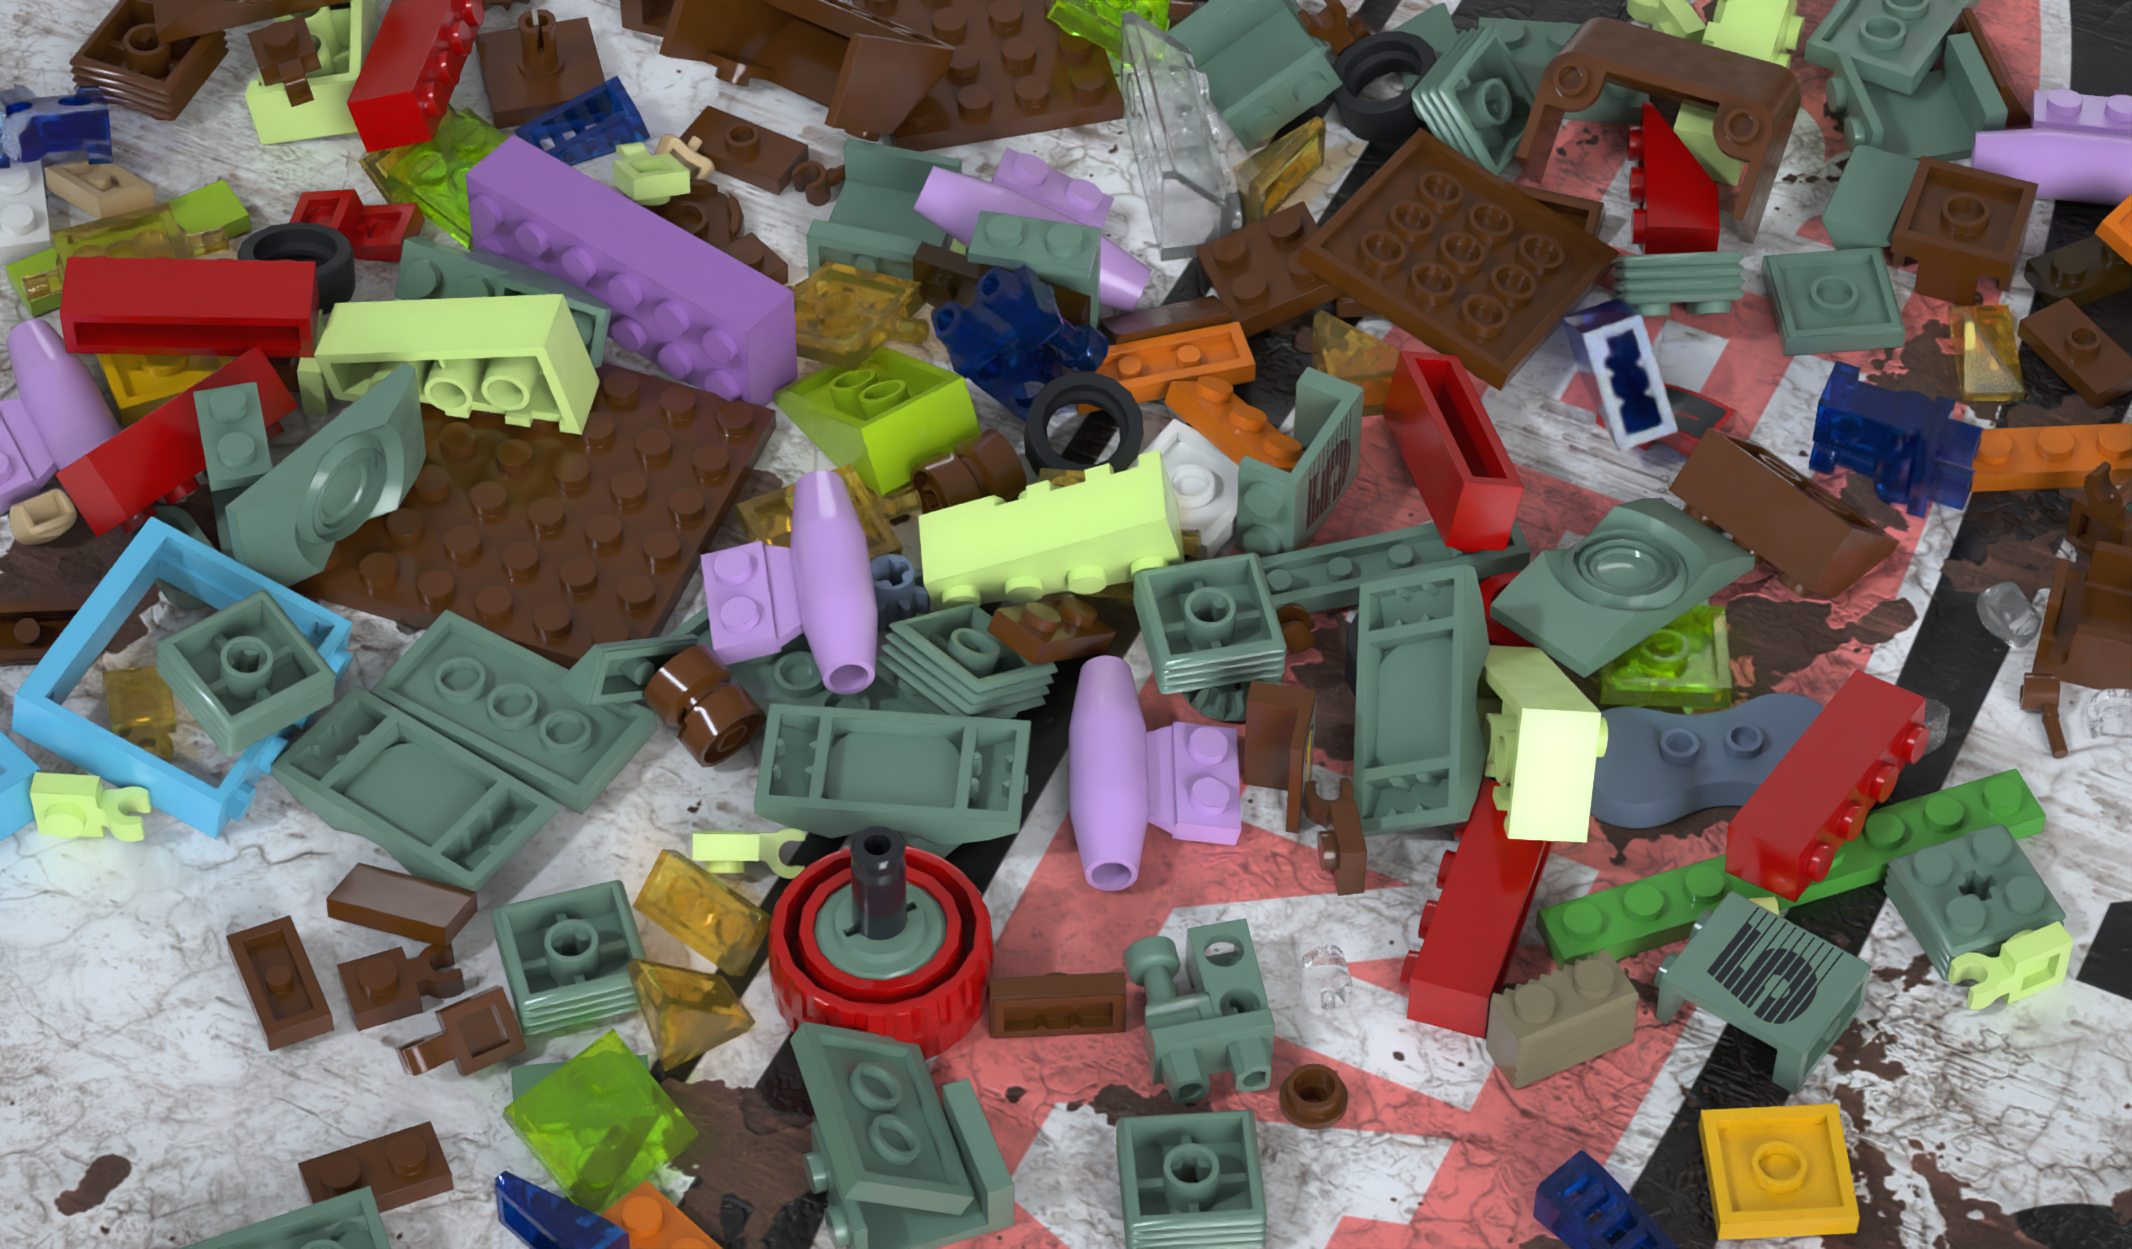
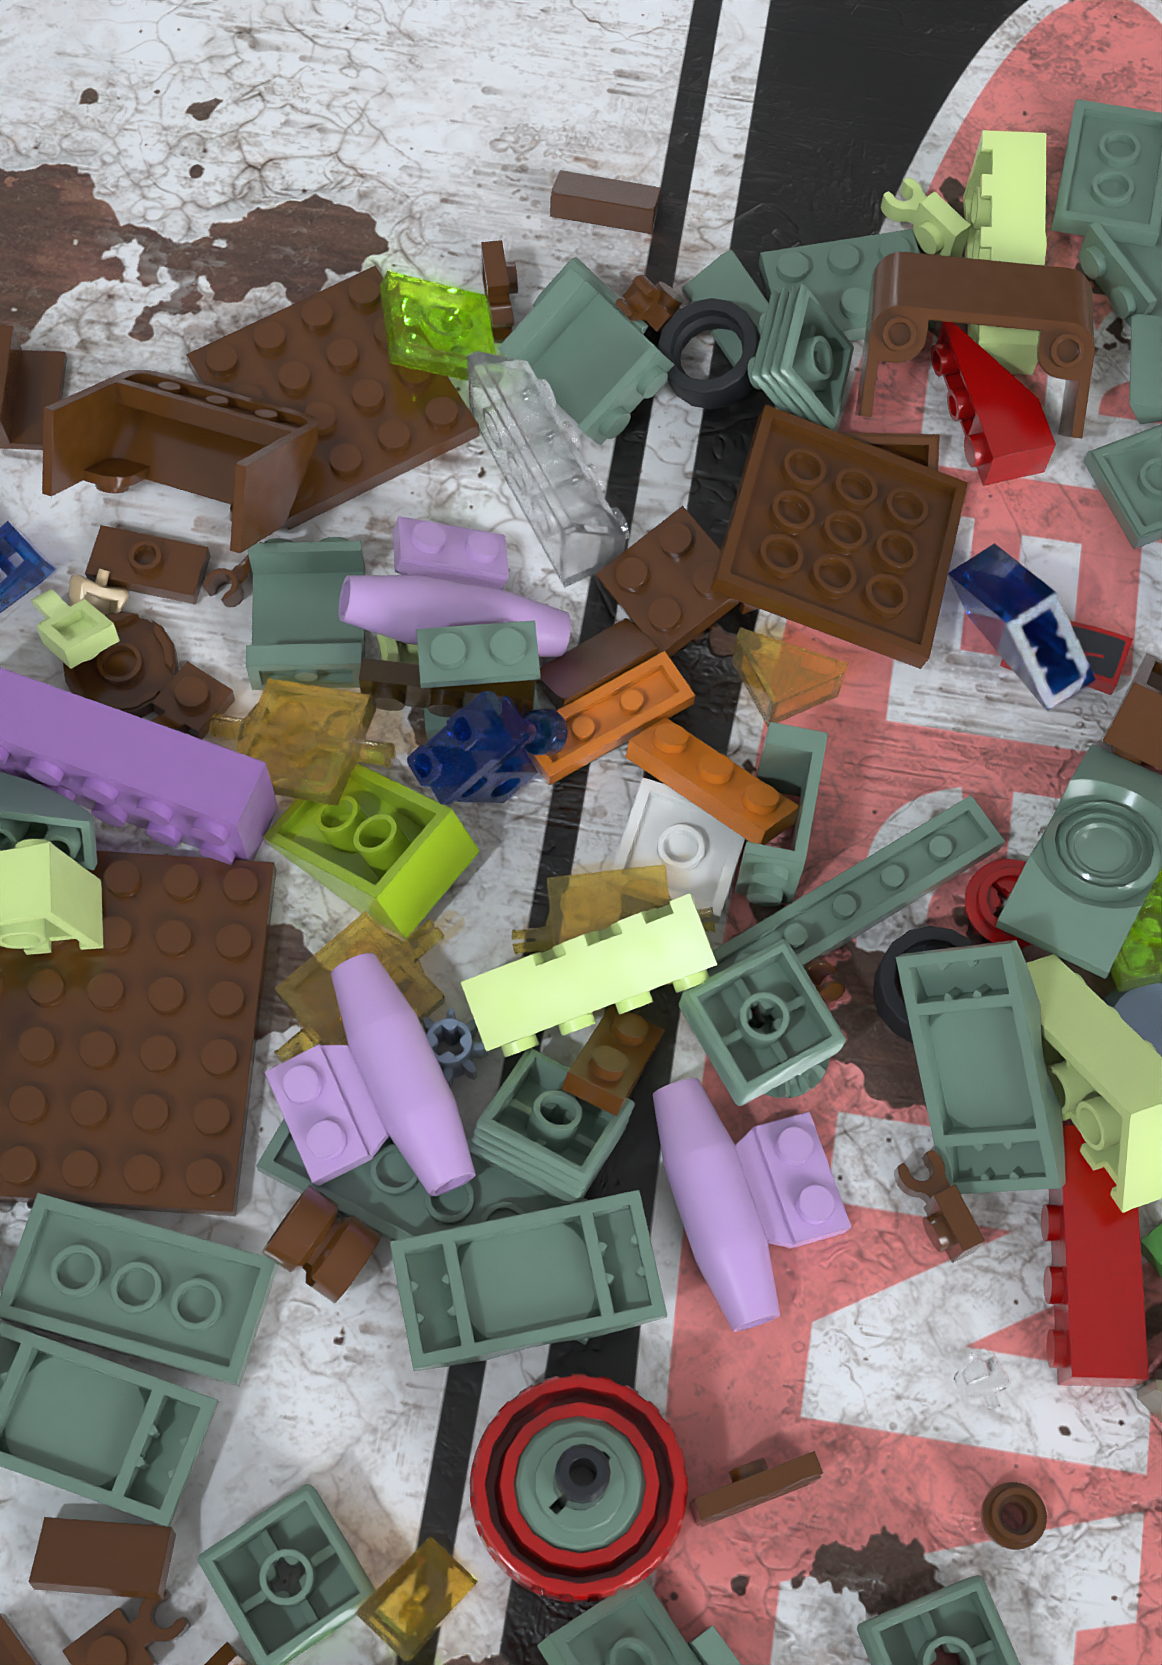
camera: 20 degrees left, 20 degrees up
(621, 669) = (240, 1231): sand green slope -> none
(703, 912) = (393, 1480): clear yellow plate -> none
(730, 849) = (399, 1394): yellowish green plate -> none
(977, 469) = (488, 897): reddish brown wheel -> none
(1083, 389) = (612, 825): black tyre -> none
(1209, 1031) = (902, 1469): sand green hips -> none
(1280, 169) = (635, 465): clear yellow slope -> none
(1280, 743) = (877, 1132): reddish brown panel -> none
(1453, 451) = (914, 762): red brick -> none
(1699, 278) = (1039, 510): sand green brick -> none

